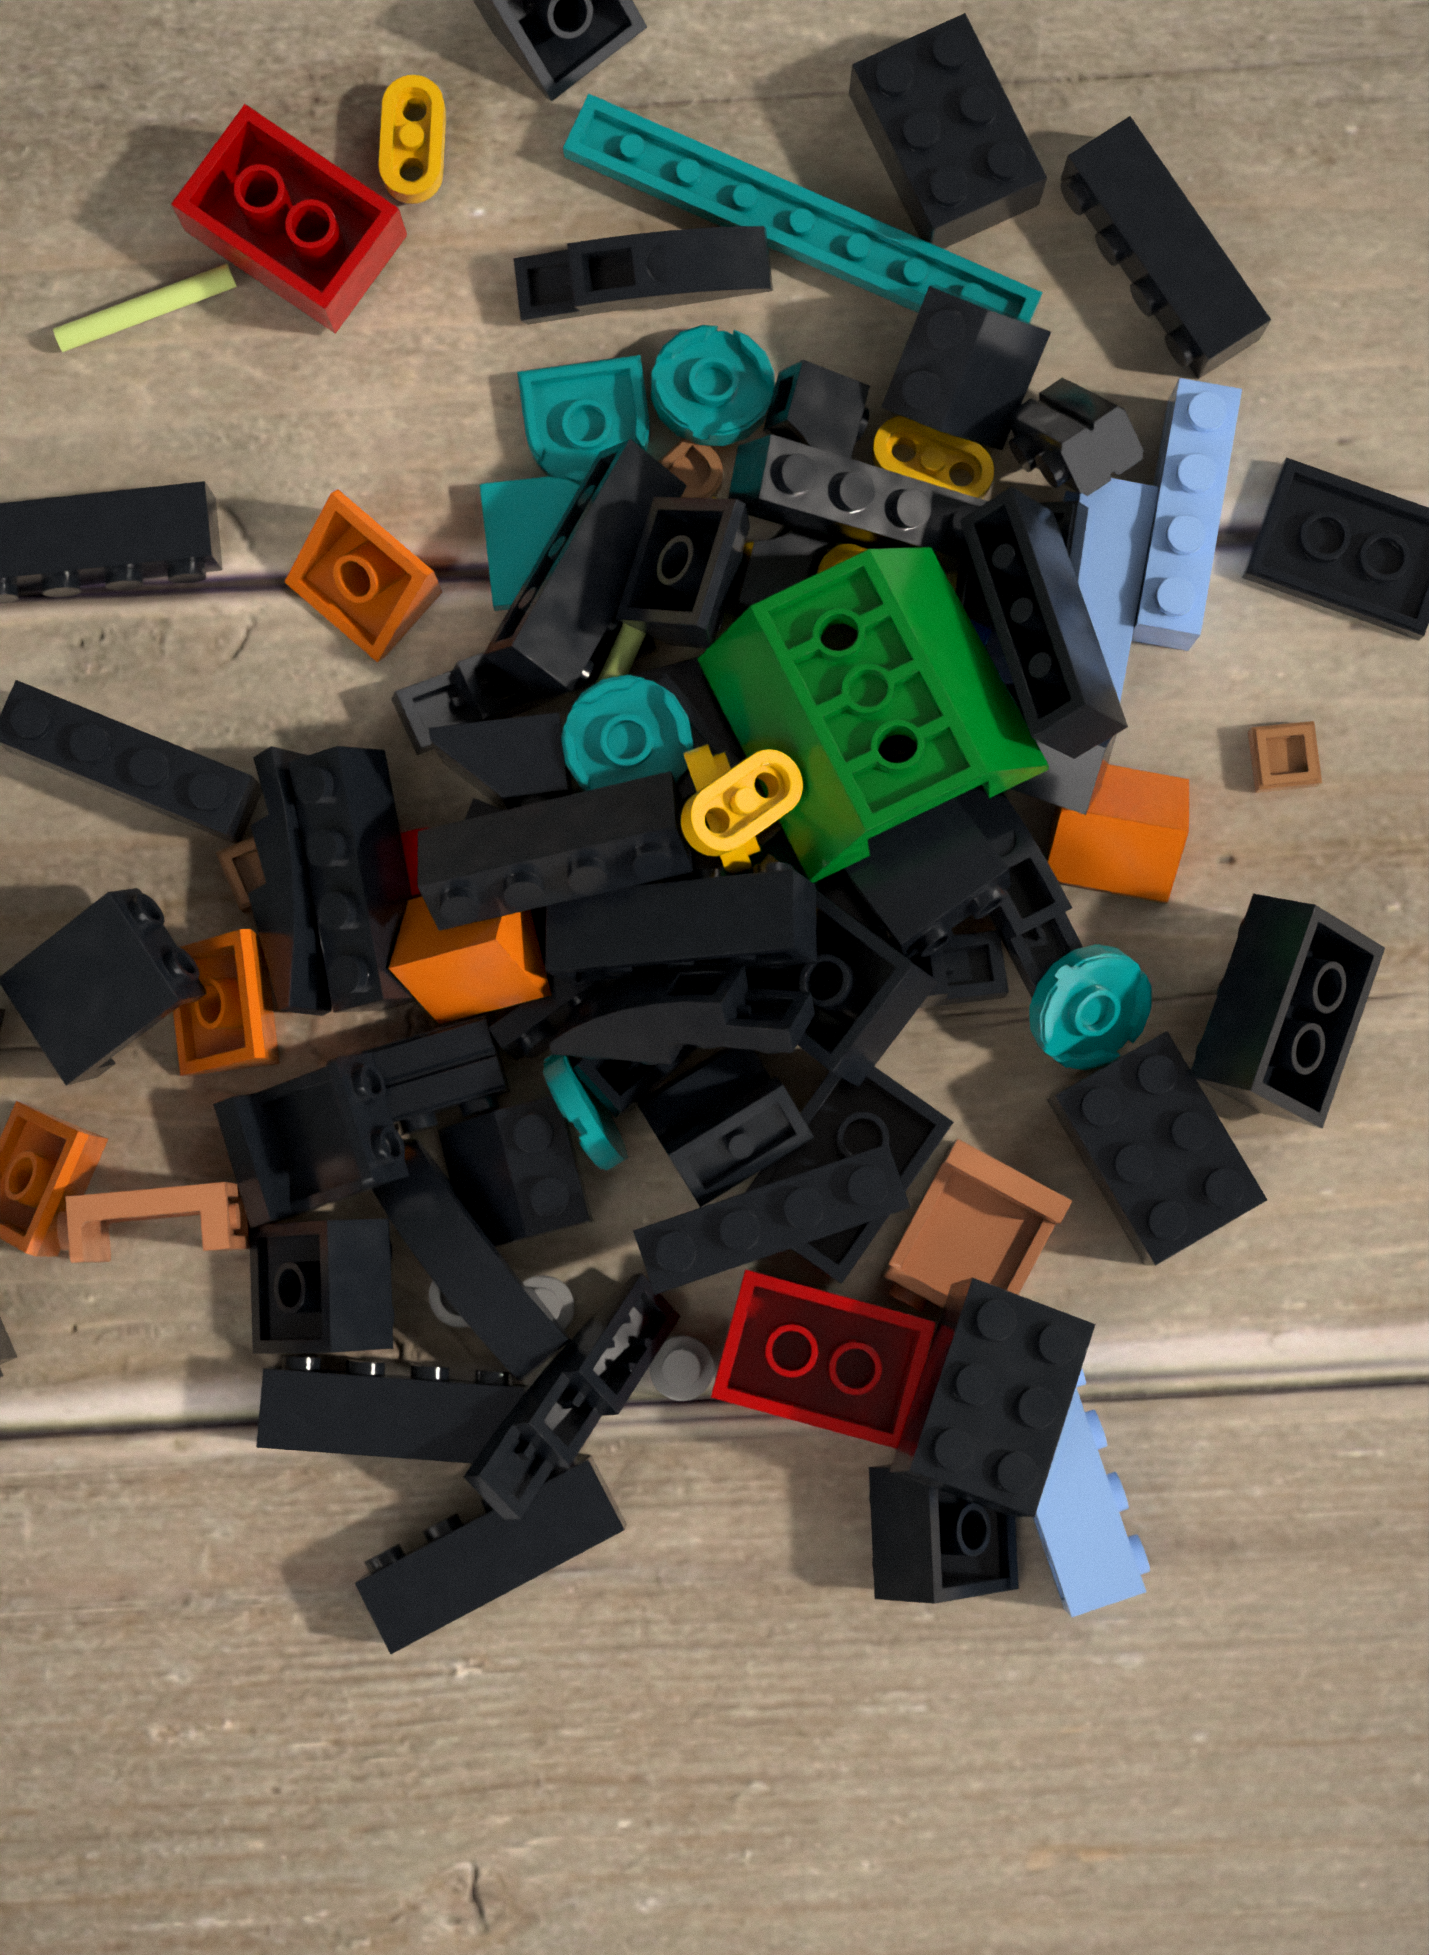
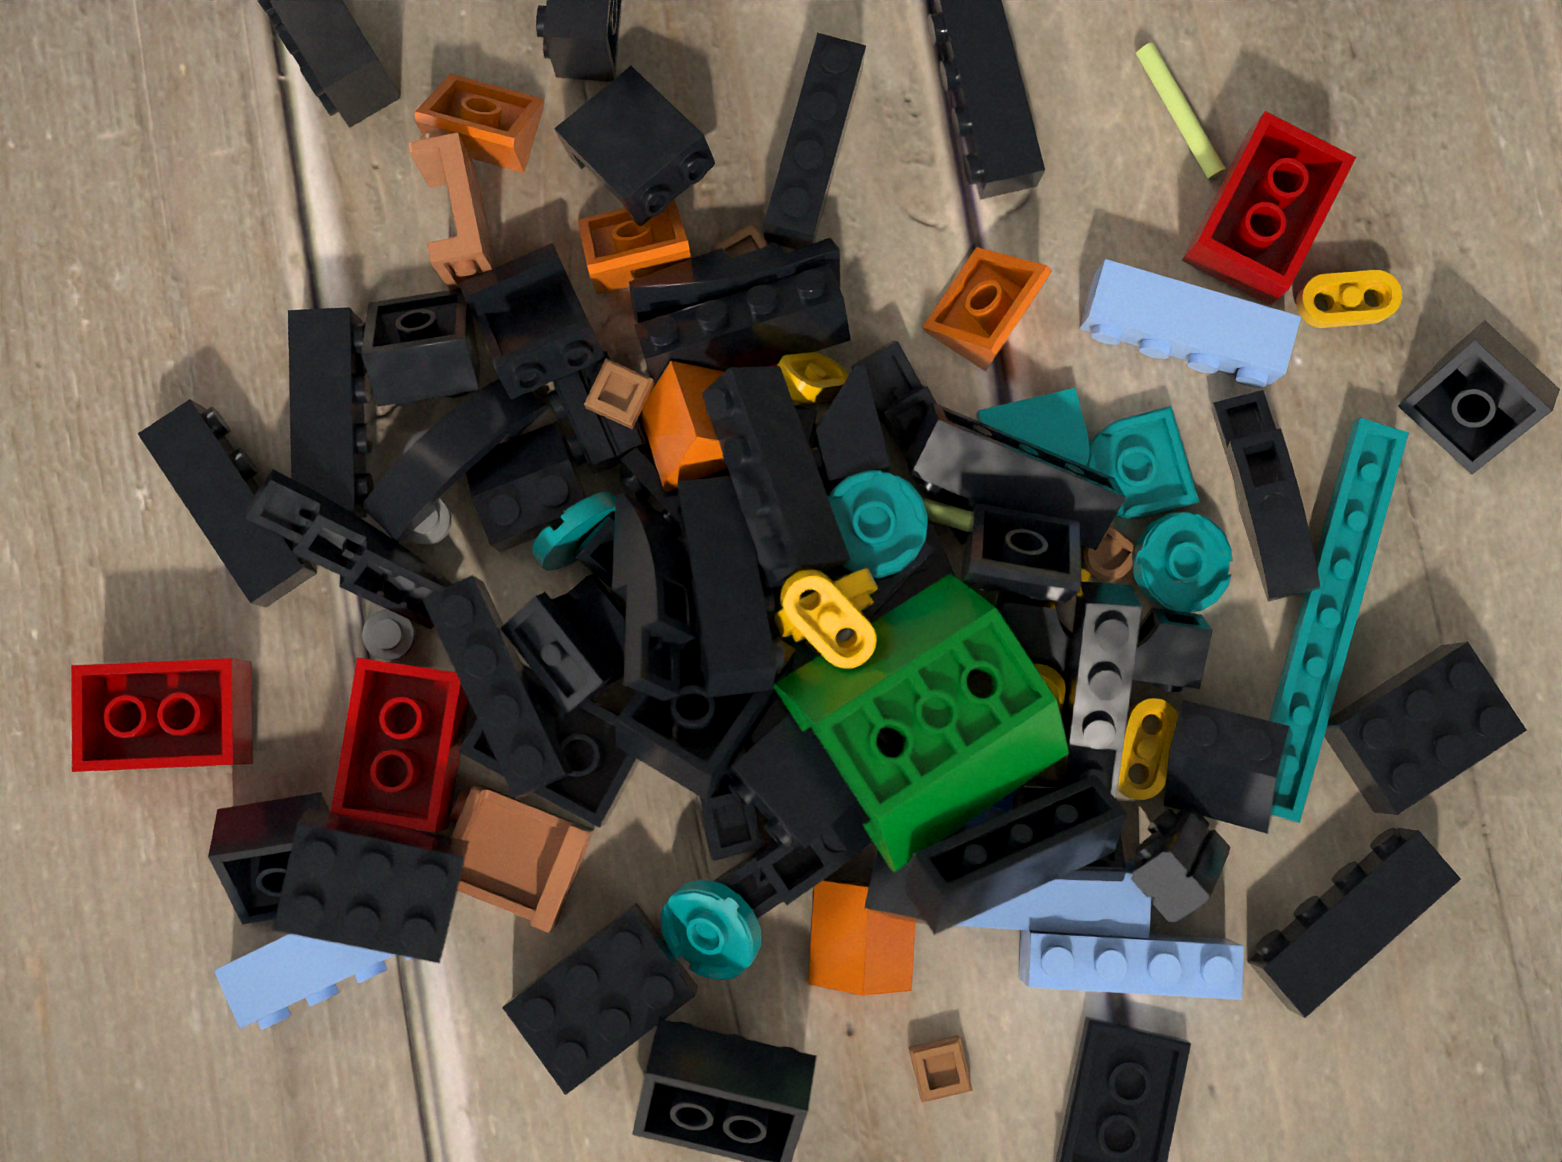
camera: 75 degrees right, 0 degrees up
(419, 336) = (1189, 324): none -> light blue brick
(420, 1039) = (619, 393): none -> medium nougat tile
(428, 797) = (812, 377): none -> yellow plate
(751, 1657) = (161, 714): none -> red brick

